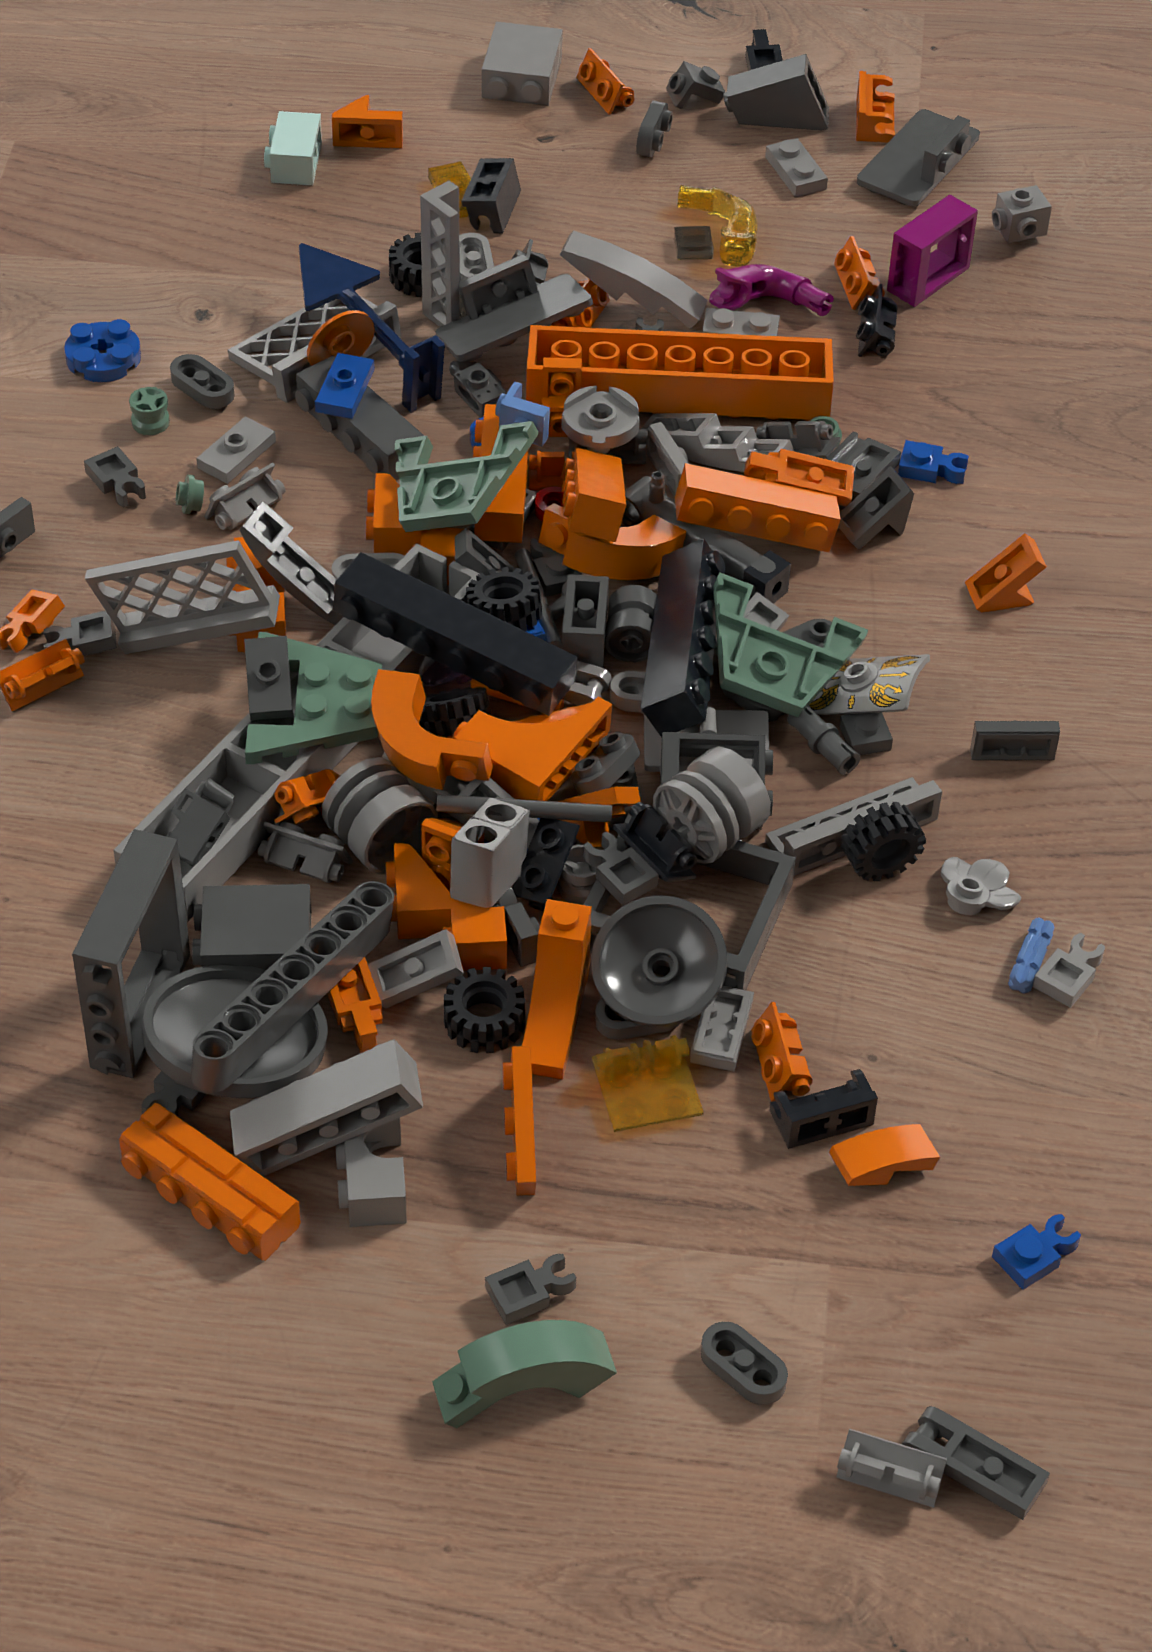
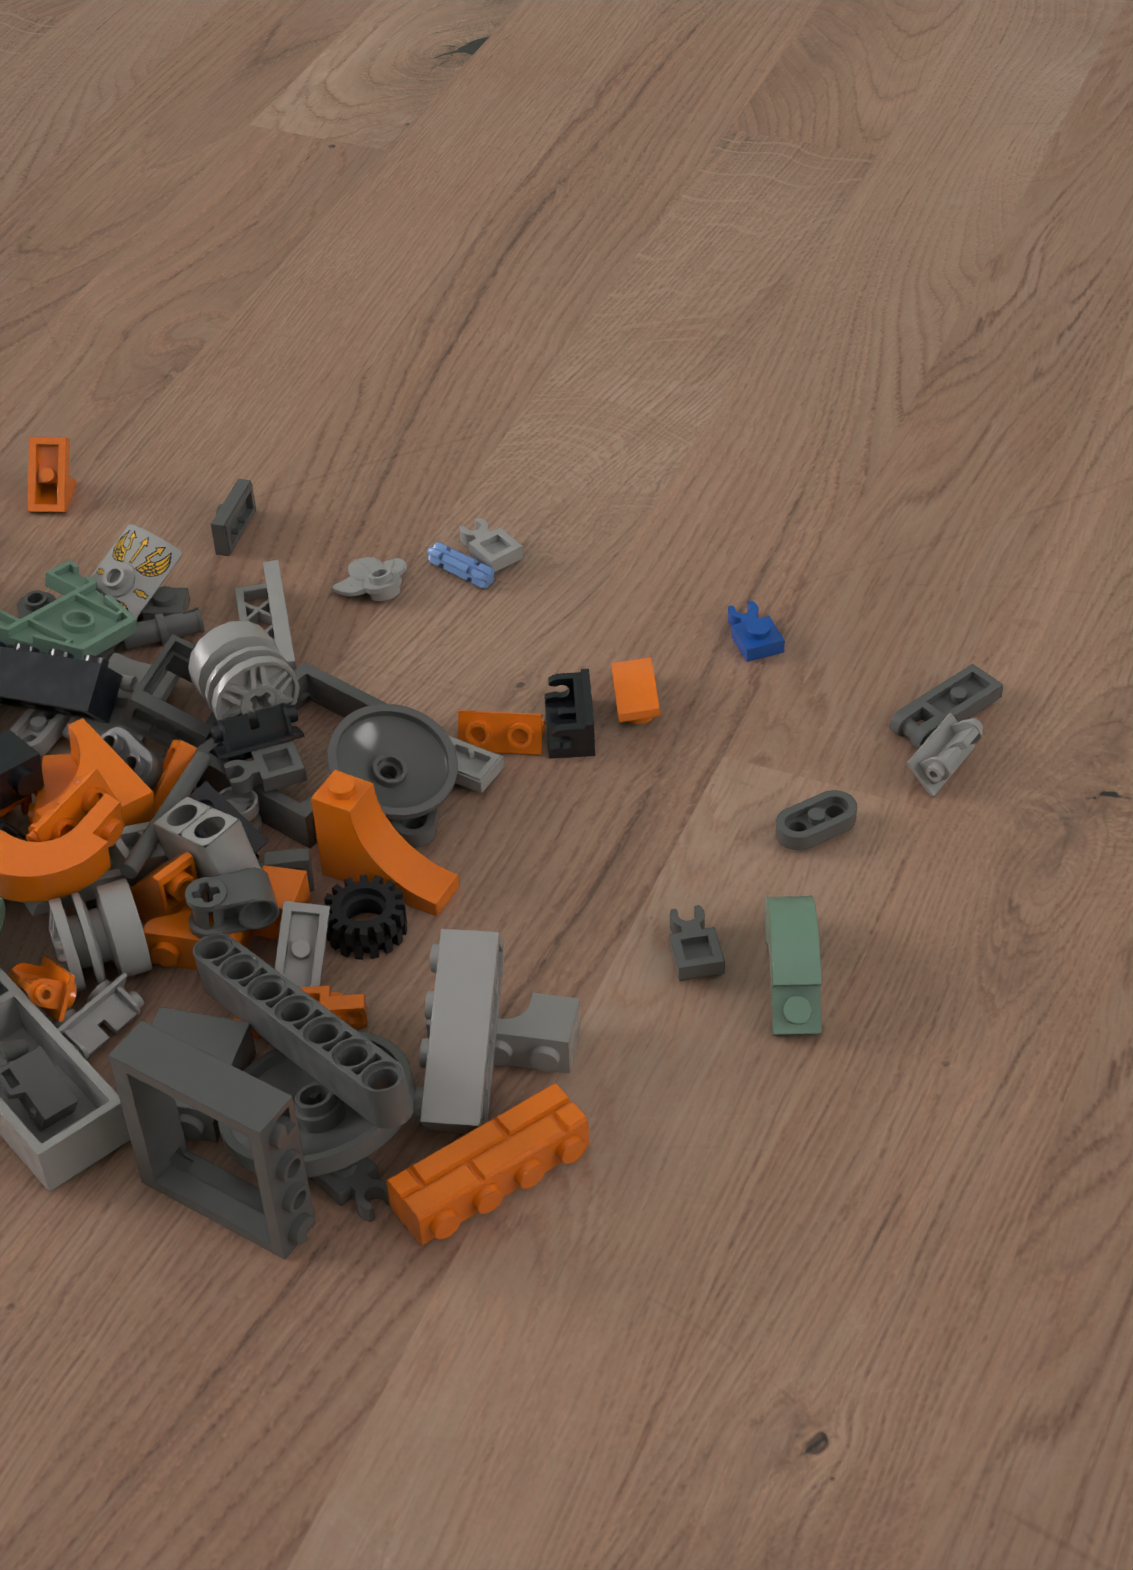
camera: 70 degrees left, 5 degrees down
(430, 890) = (235, 900): none -> dark grey piece
(469, 728) = (71, 808): none -> orange hinge
(520, 1121) = (512, 904): orange wing -> none
(647, 1083) = (495, 823): clear yellow hinge -> none
(883, 841) = (312, 608): black tyre -> none

